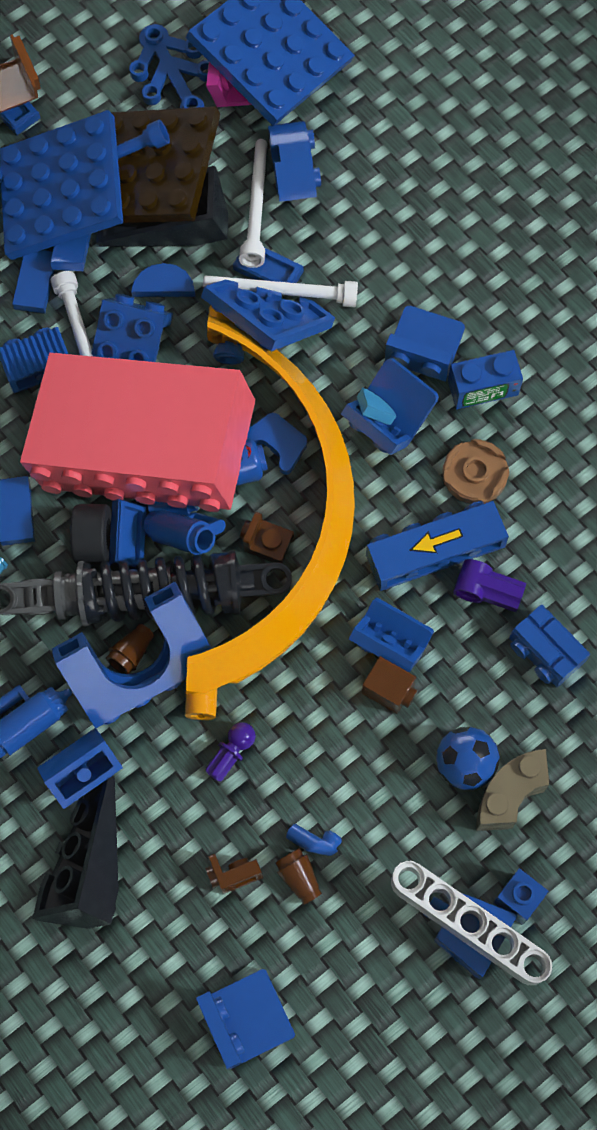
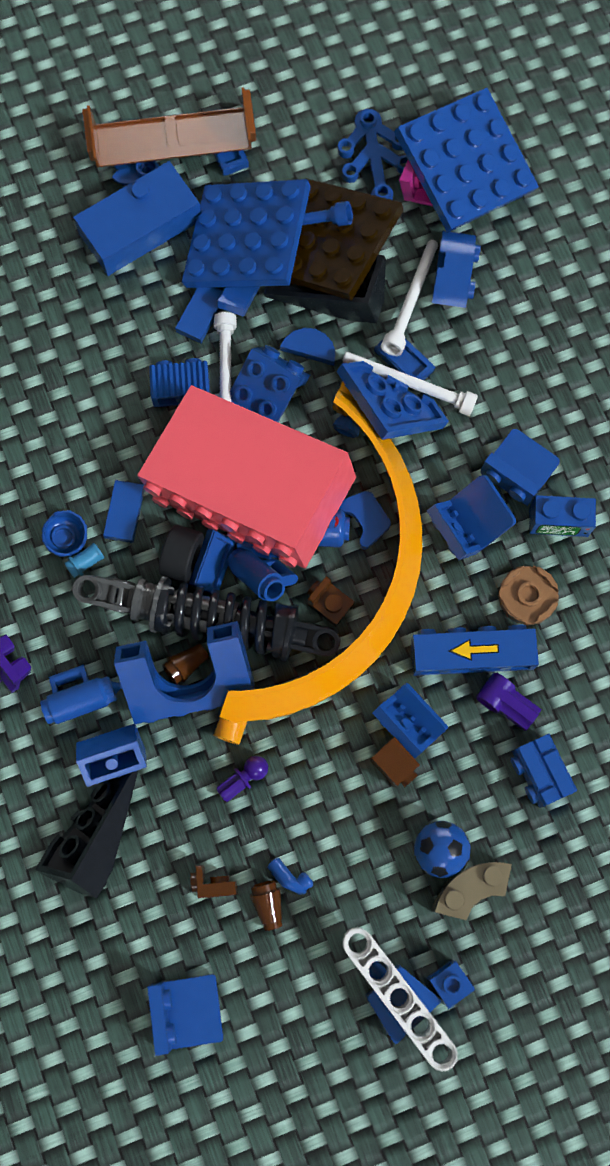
camera: 15 degrees right, 5 degrees up
(375, 407) = (458, 513): dark azure tile -> none

